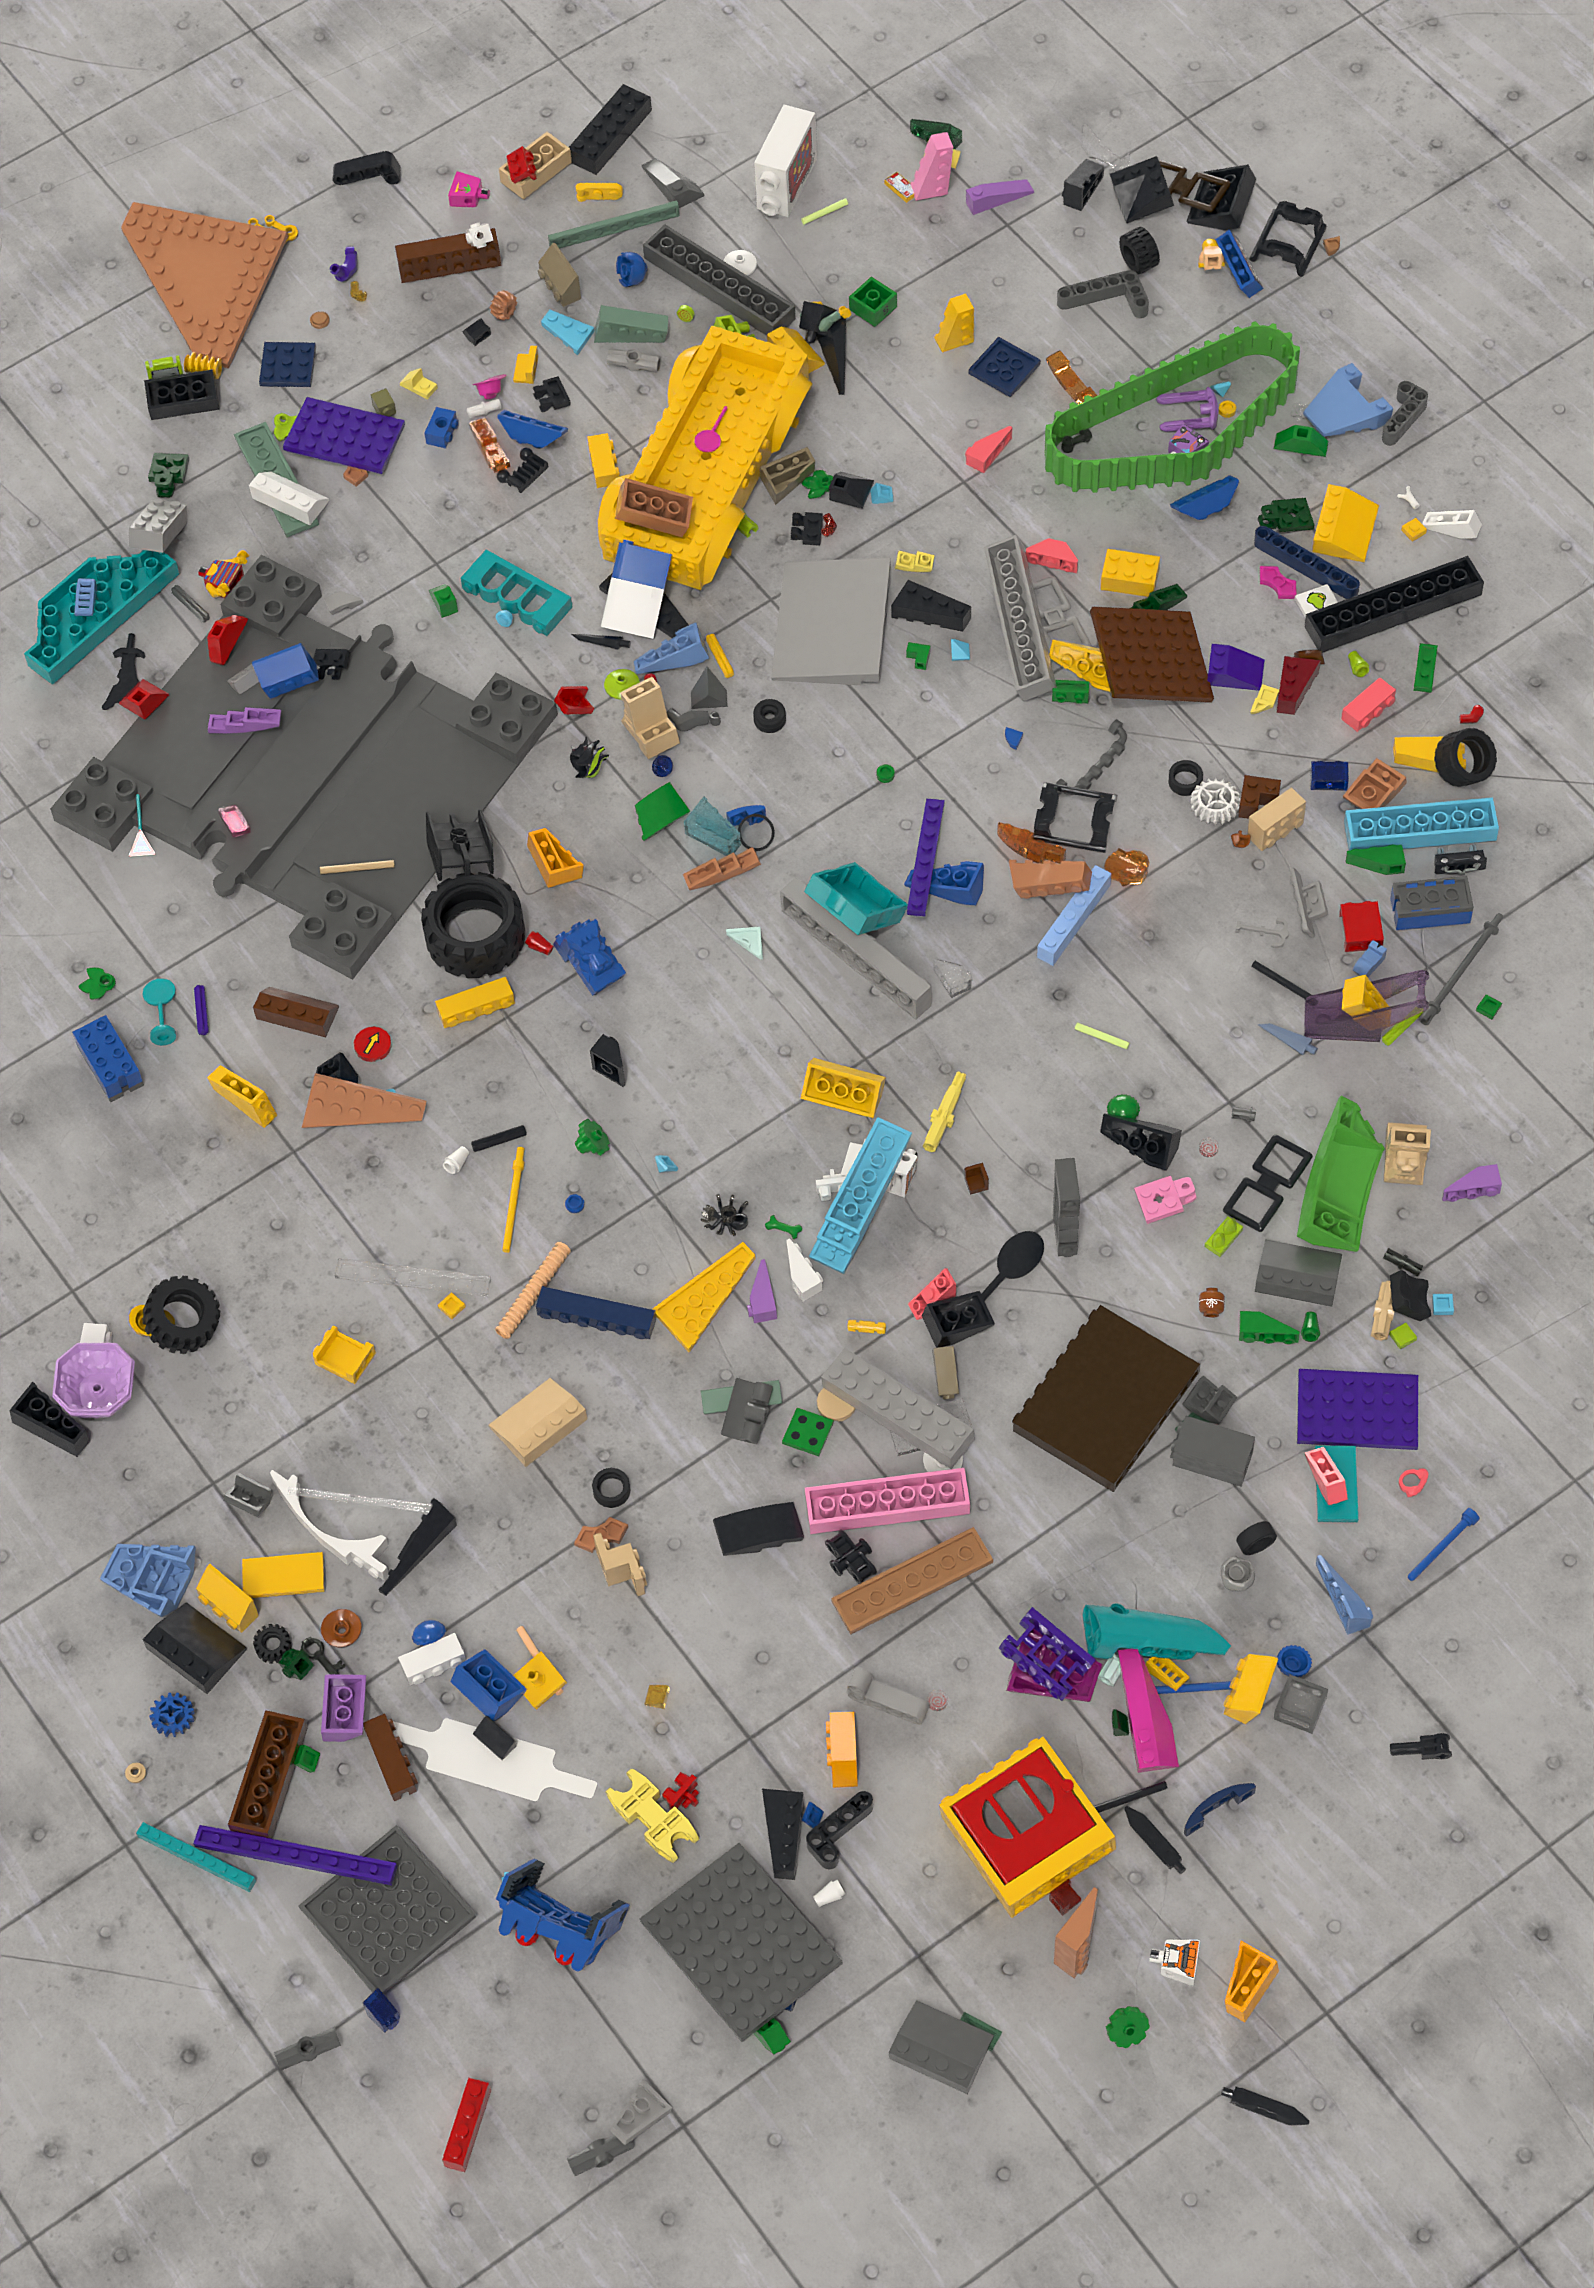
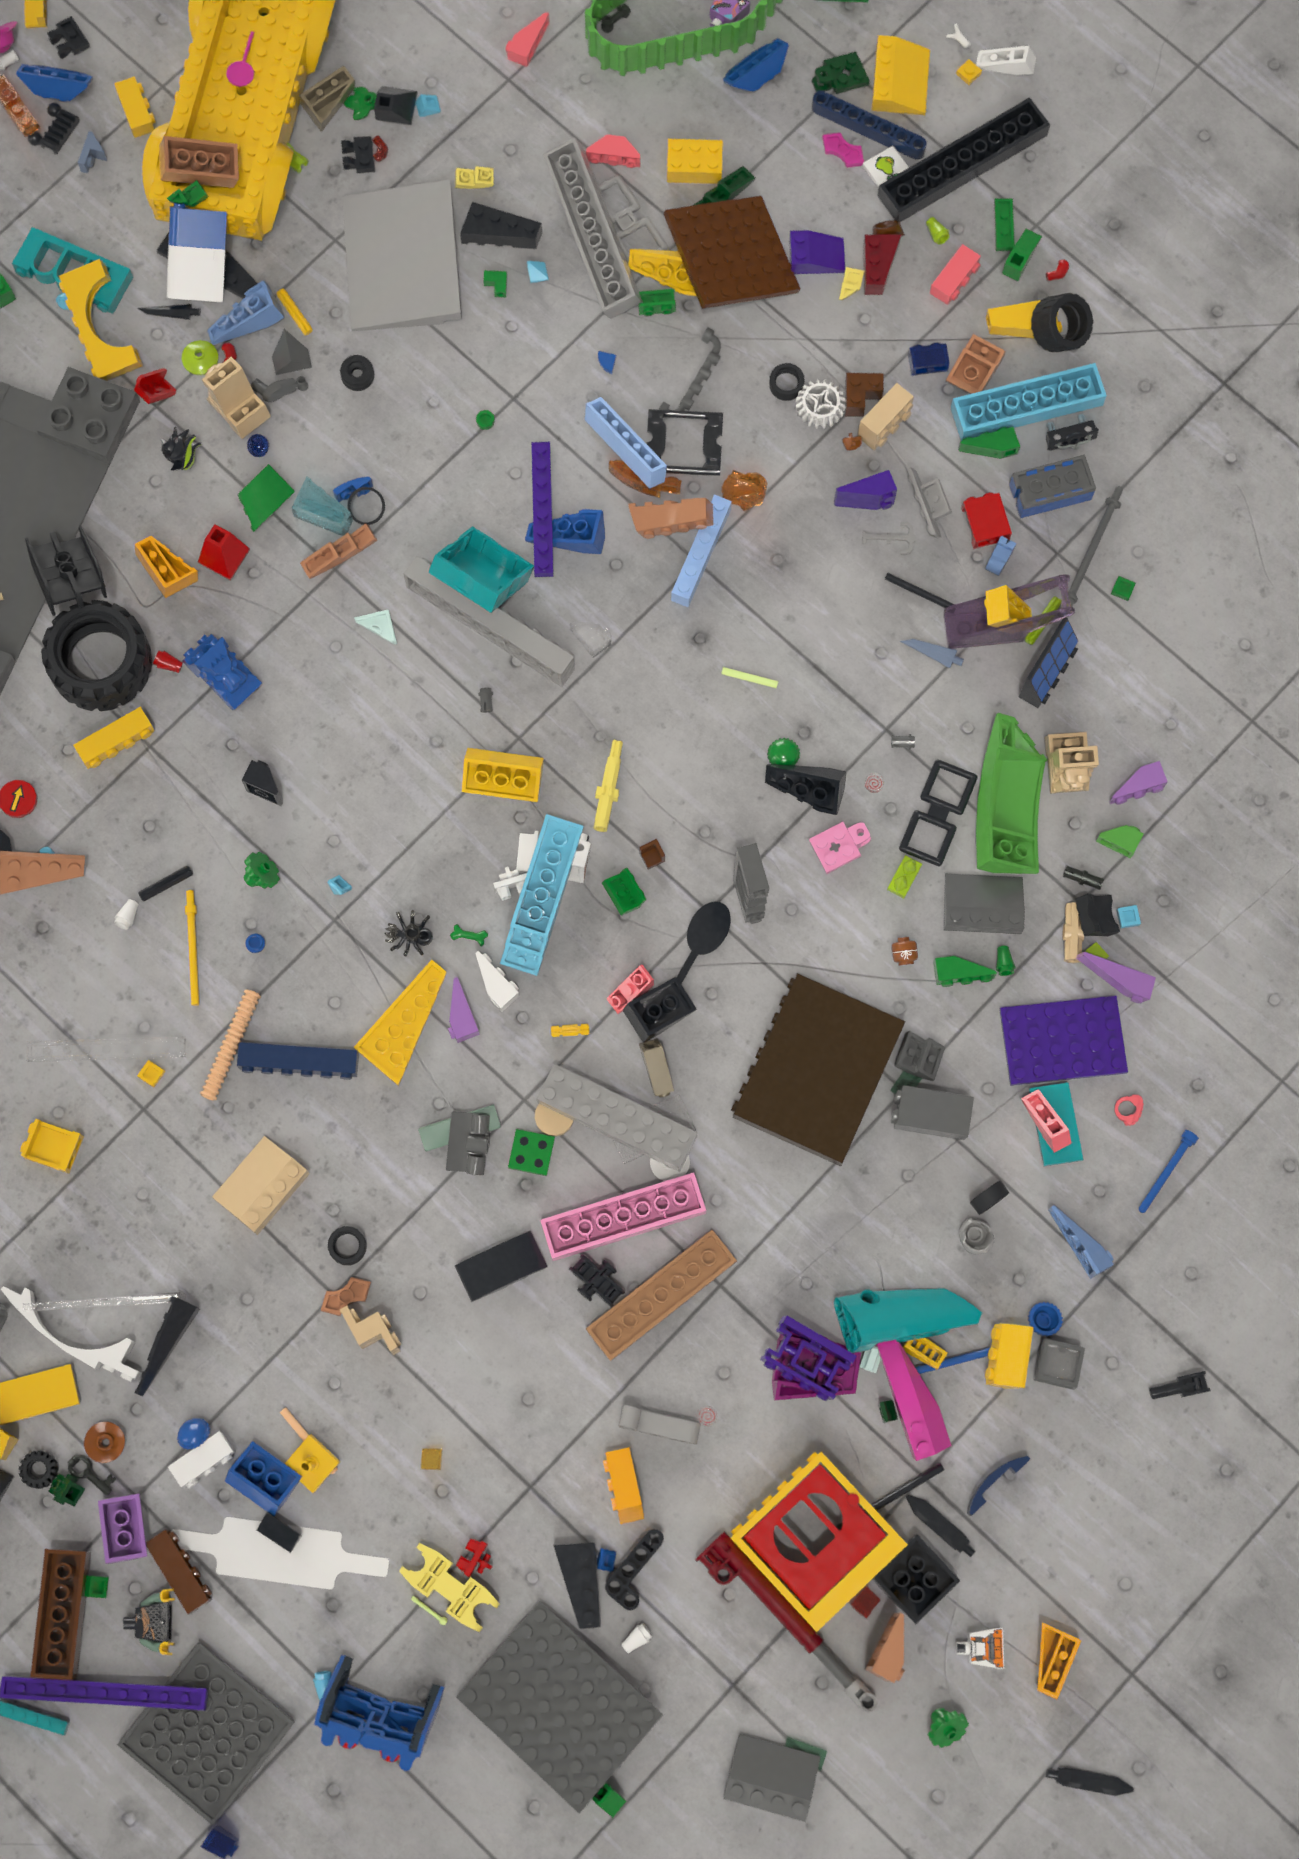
camera: 15 degrees left, 15 degrees up
(356, 1797) = (153, 1622): none -> torso
(521, 606) = (80, 289): none -> yellow arch
(553, 493) = (90, 151): none -> sand blue slope
(610, 853) = (222, 552): none -> red slope
(639, 1847) = (442, 1620): none -> yellowish green hinge
(640, 536) = (189, 196): none -> green slope
(840, 1014) = (486, 700): none -> dark grey pin
(932, 1830) = (728, 1556): none -> dark red piece
(943, 1208) = (624, 892): none -> green bracket
(1016, 807) = (625, 442): none -> light blue brick
(1122, 1879) = (916, 1579): none -> black slope
(1246, 884) = (868, 493): none -> dark purple slope
(1400, 1060) = (1050, 664): none -> slope
(1427, 1358) = (1126, 980): none -> medium lavender slope
(1436, 695) = (1021, 254): none -> green slope
(1447, 1232) = (1121, 839): none -> bright green slope

